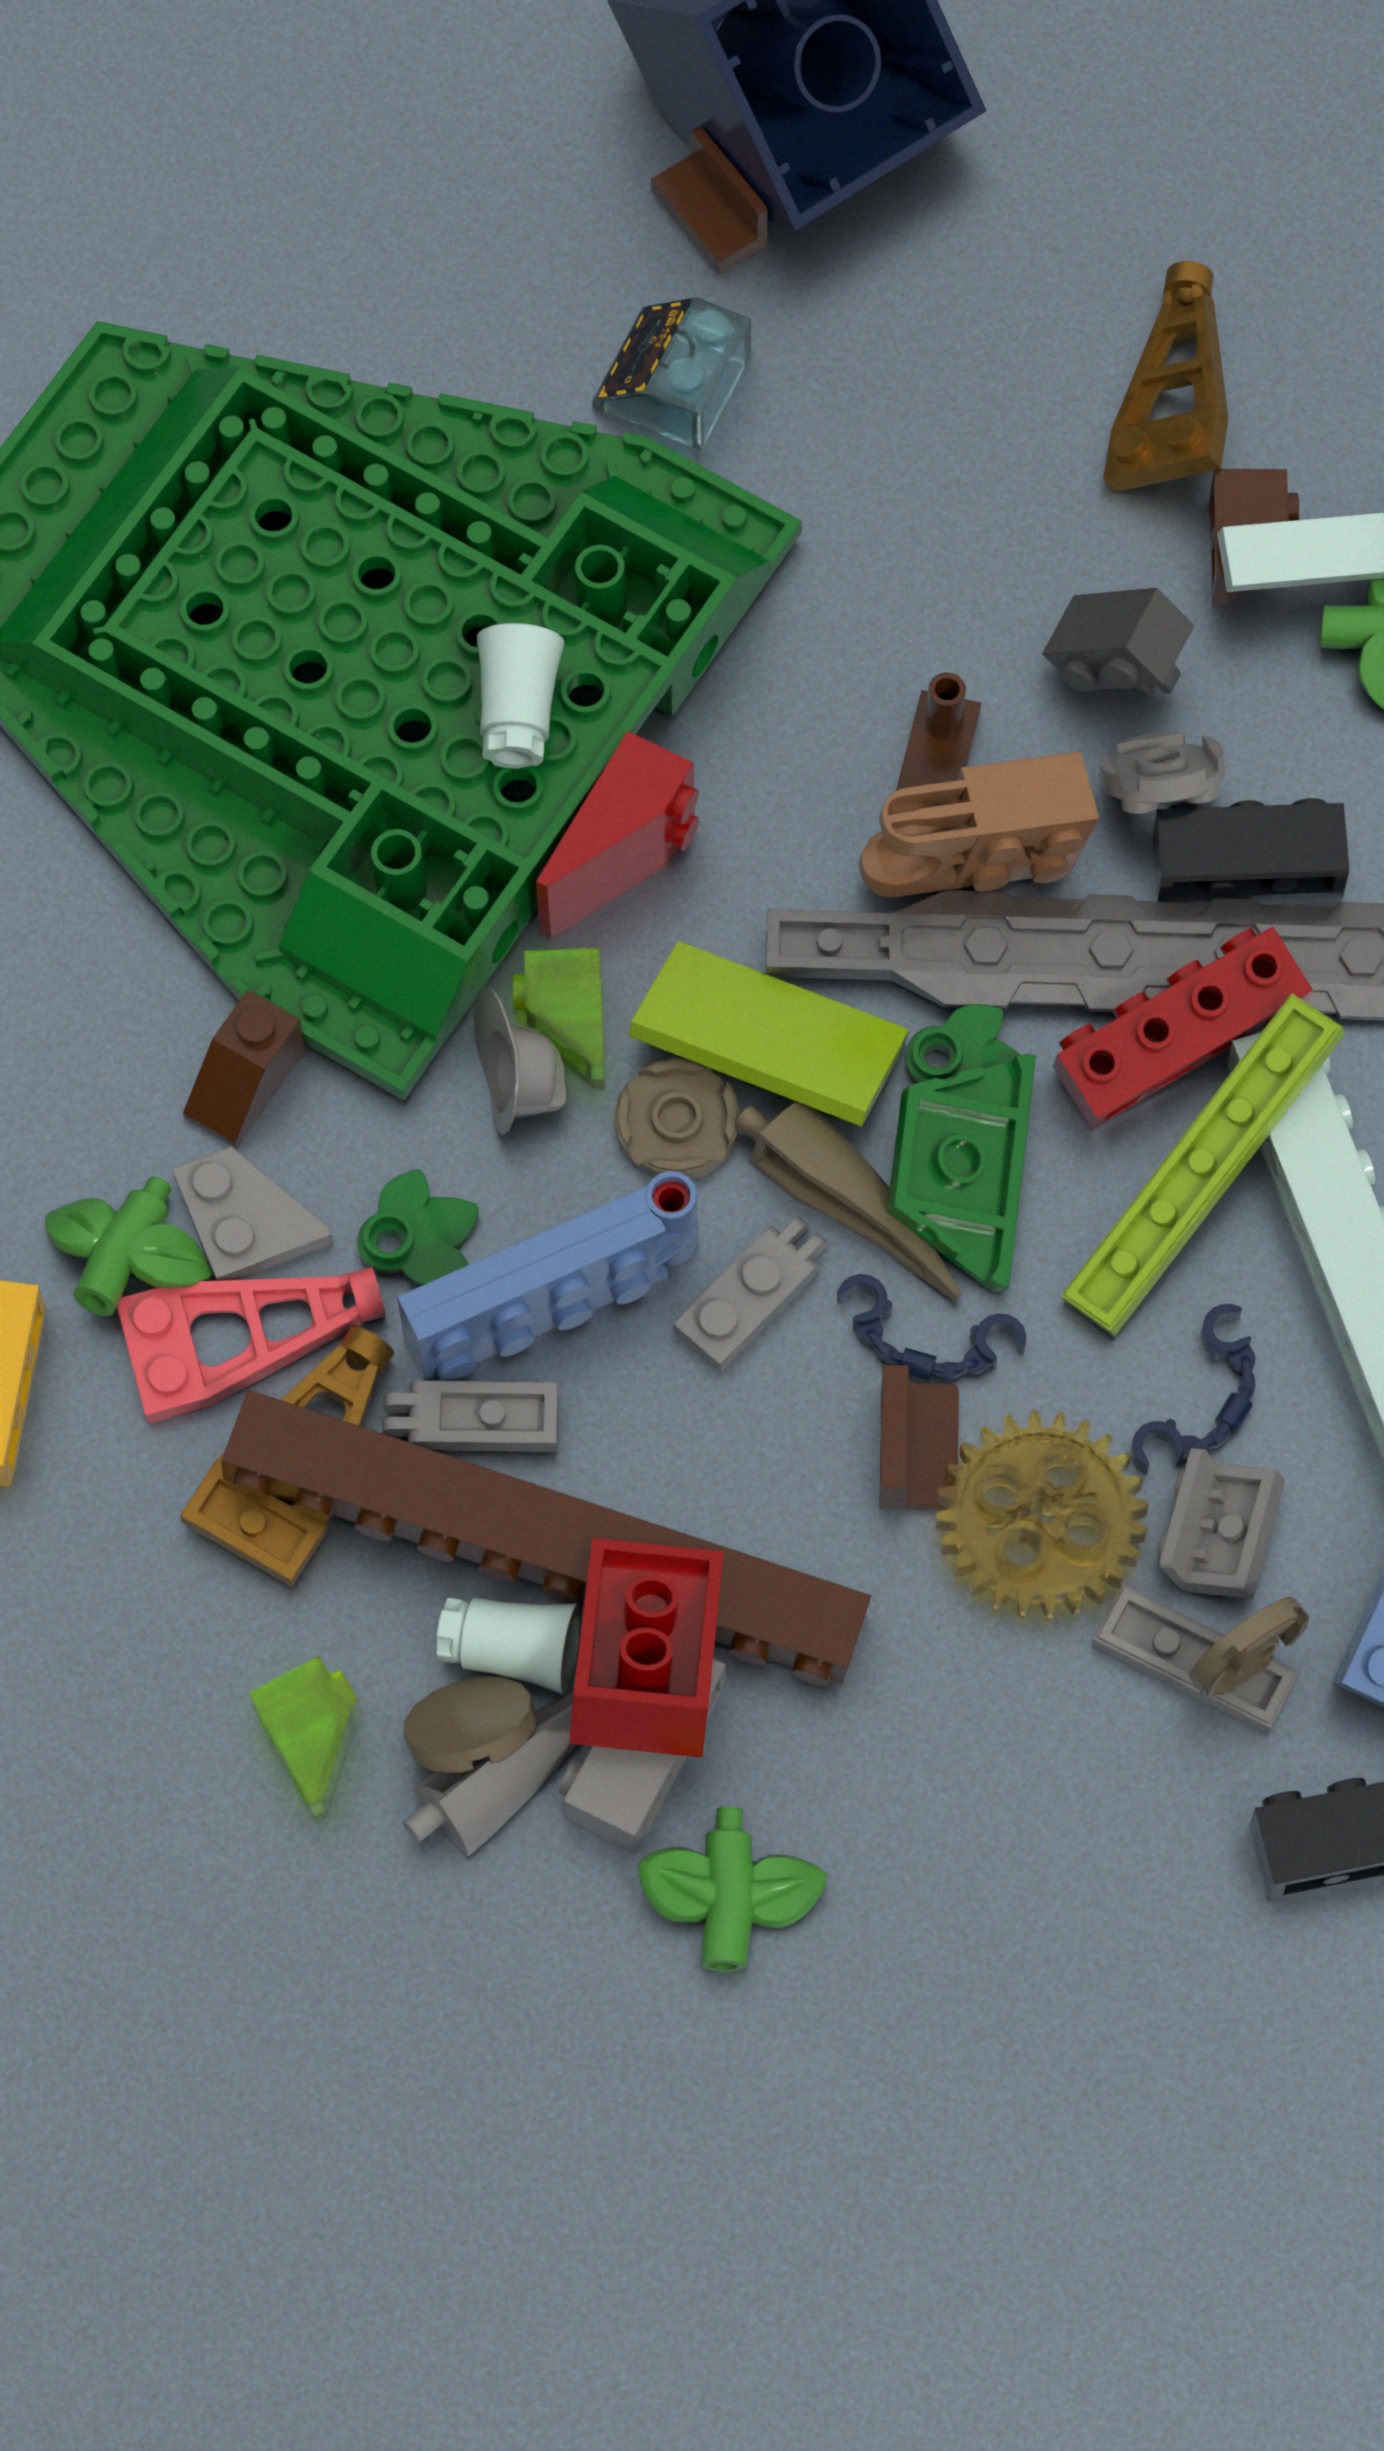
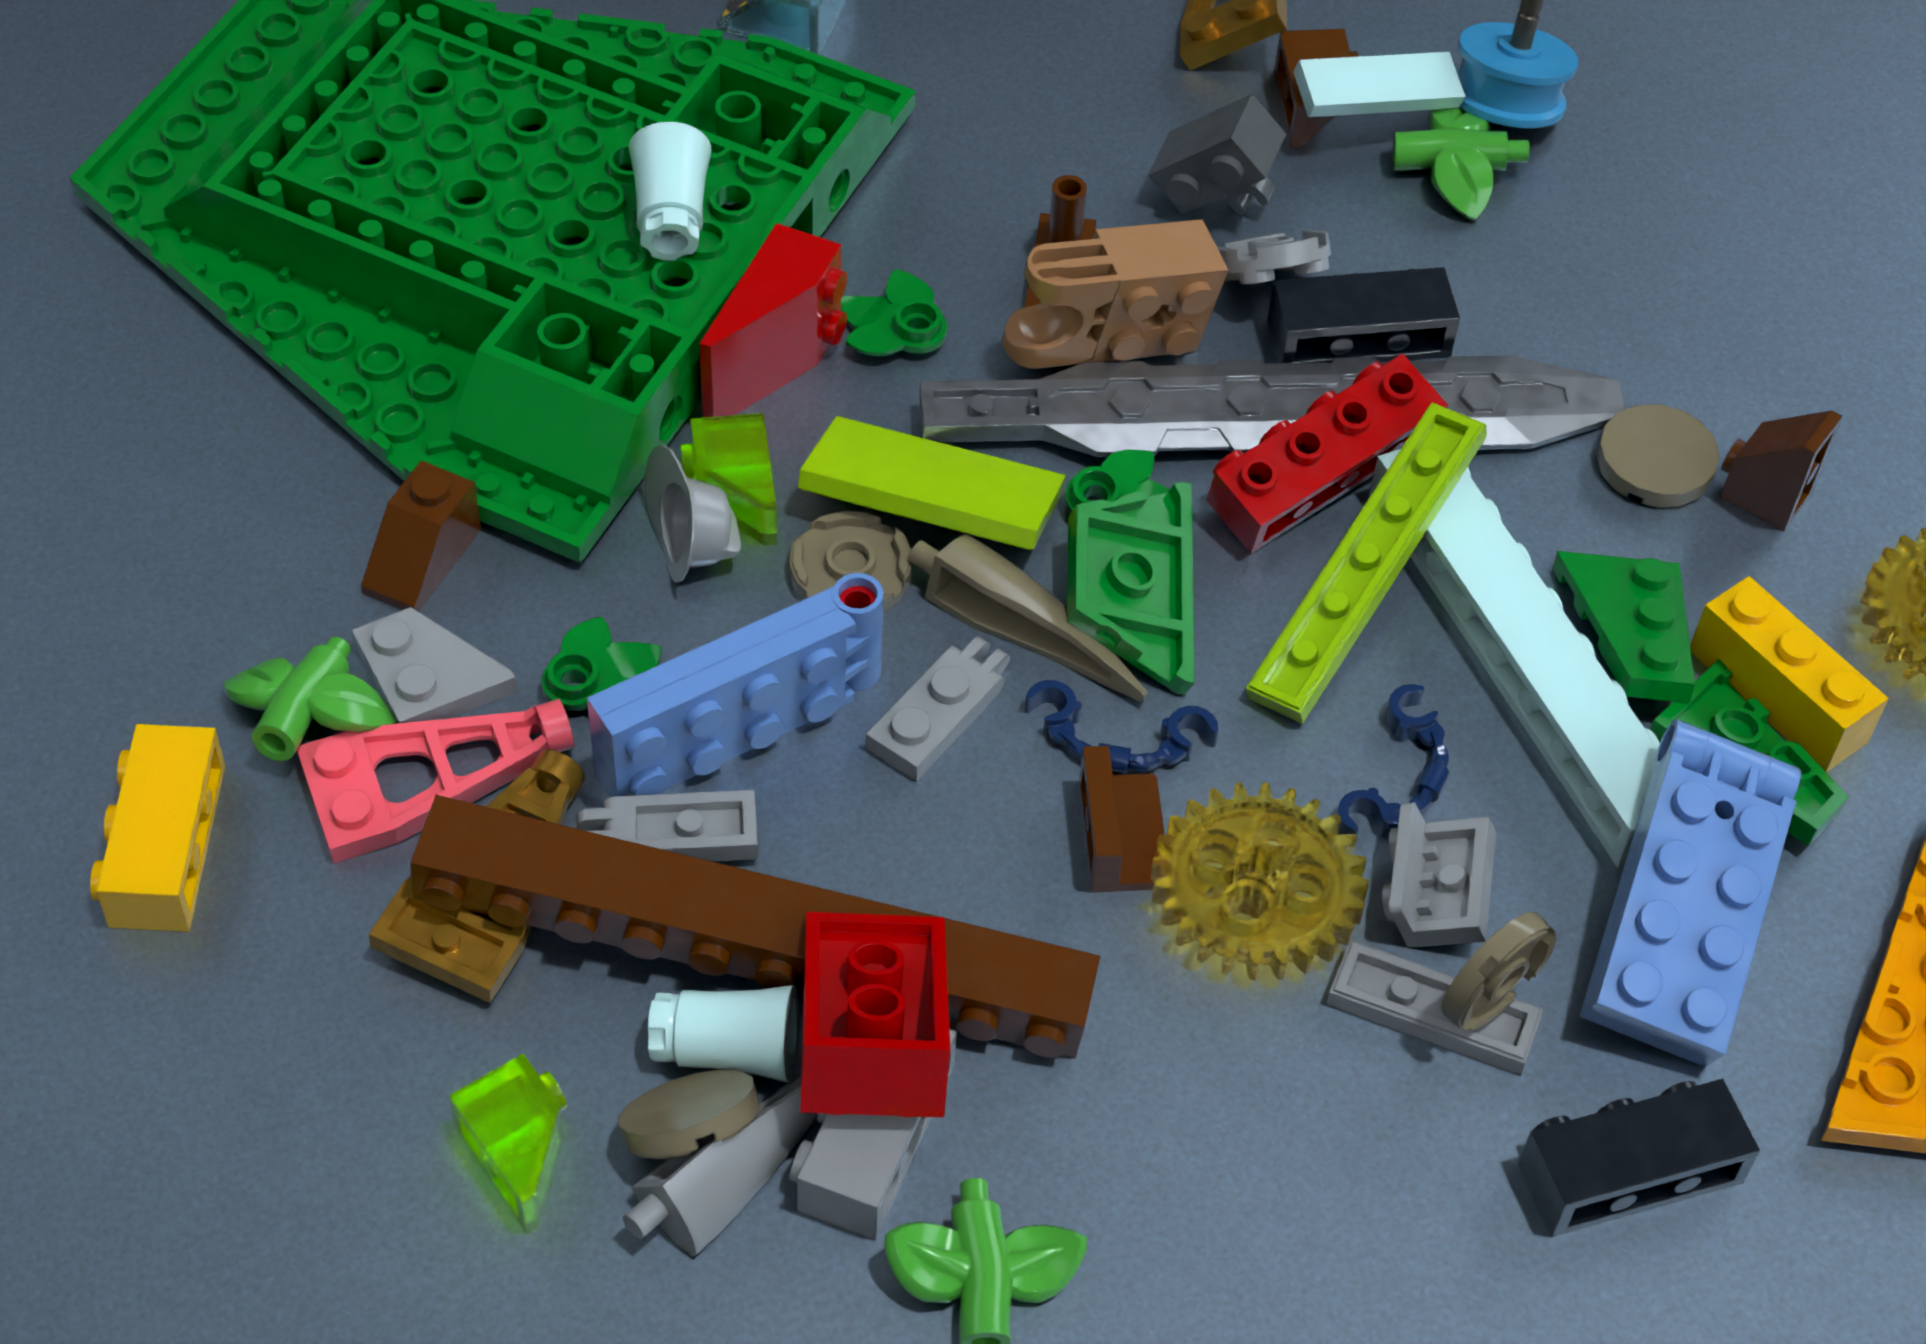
camera: 10 degrees left, 15 degrees down
(744, 814) = (897, 321): none -> green plate

